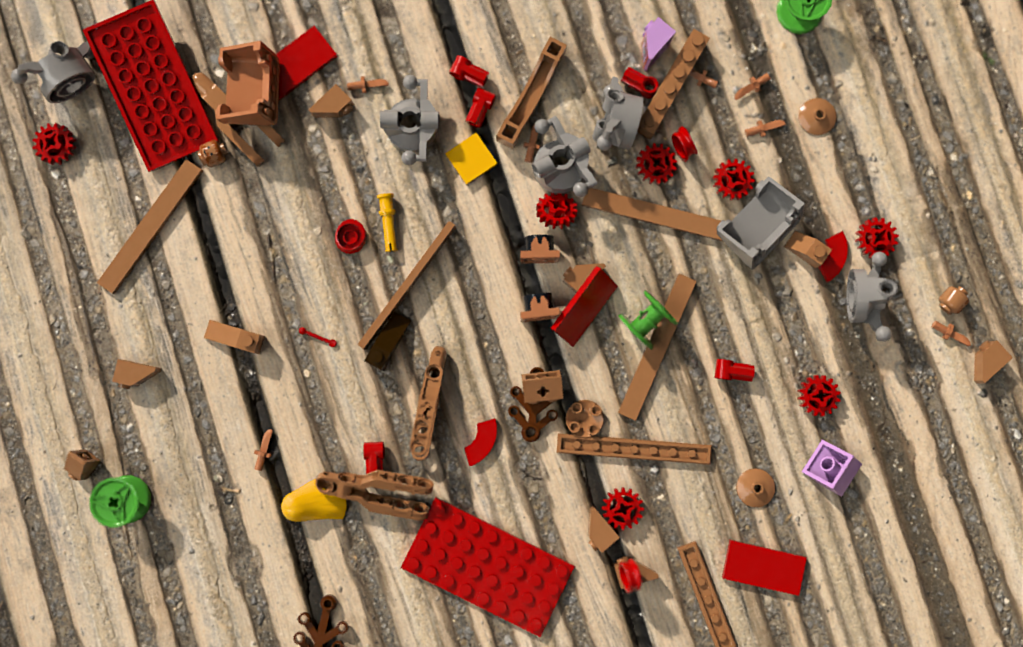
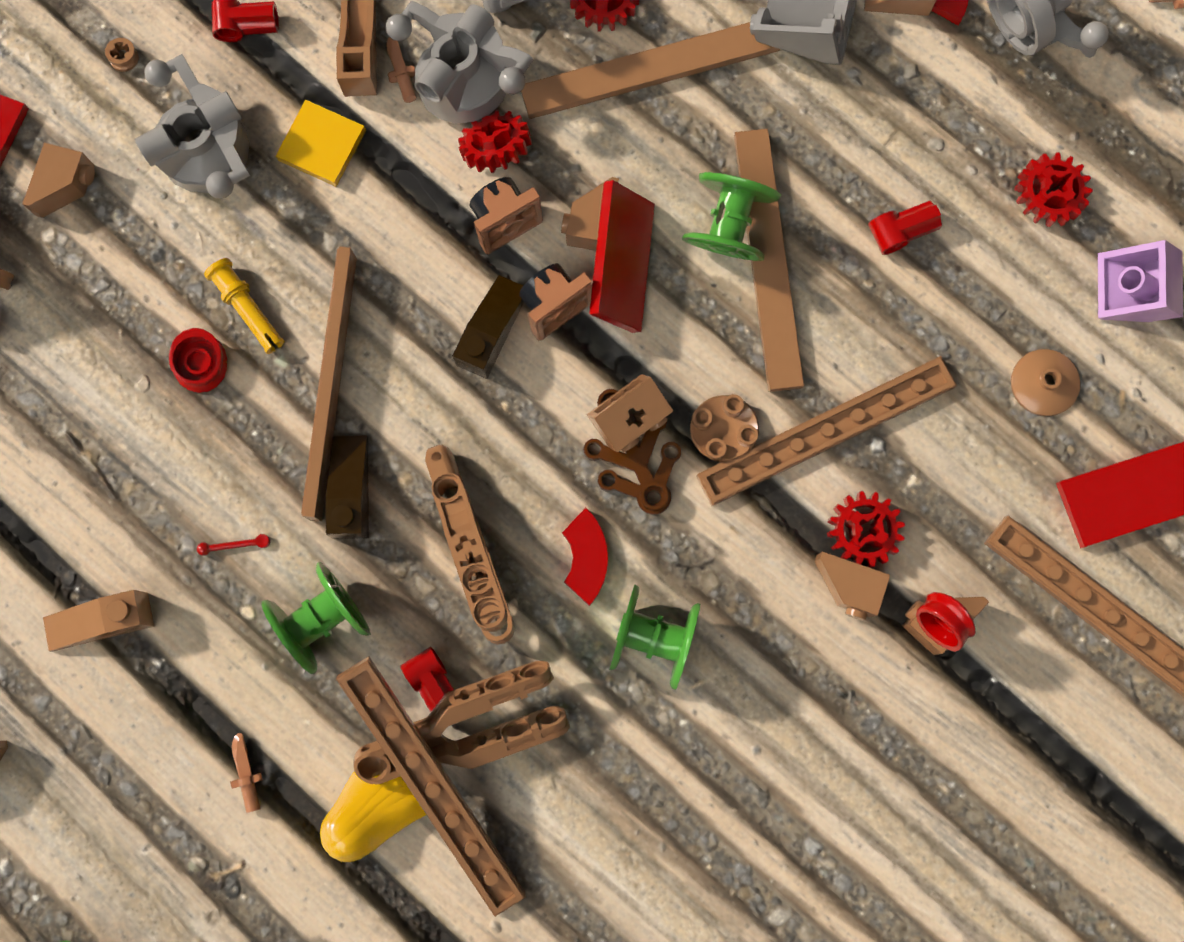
camera: 25 degrees left, 5 degrees down
(337, 398) = (314, 619): none -> bright green piece
(346, 509) = (431, 785): none -> medium nougat tile
(366, 84) = (92, 127): nougat piece -> none
(394, 50) = (112, 54): none -> medium nougat bush
(482, 102) = (289, 52): red piece -> none
(487, 566) = (711, 748): red plate -> none
(490, 501) = (656, 637): none -> bright green piece
(501, 301) = (489, 328): none -> dark brown slope

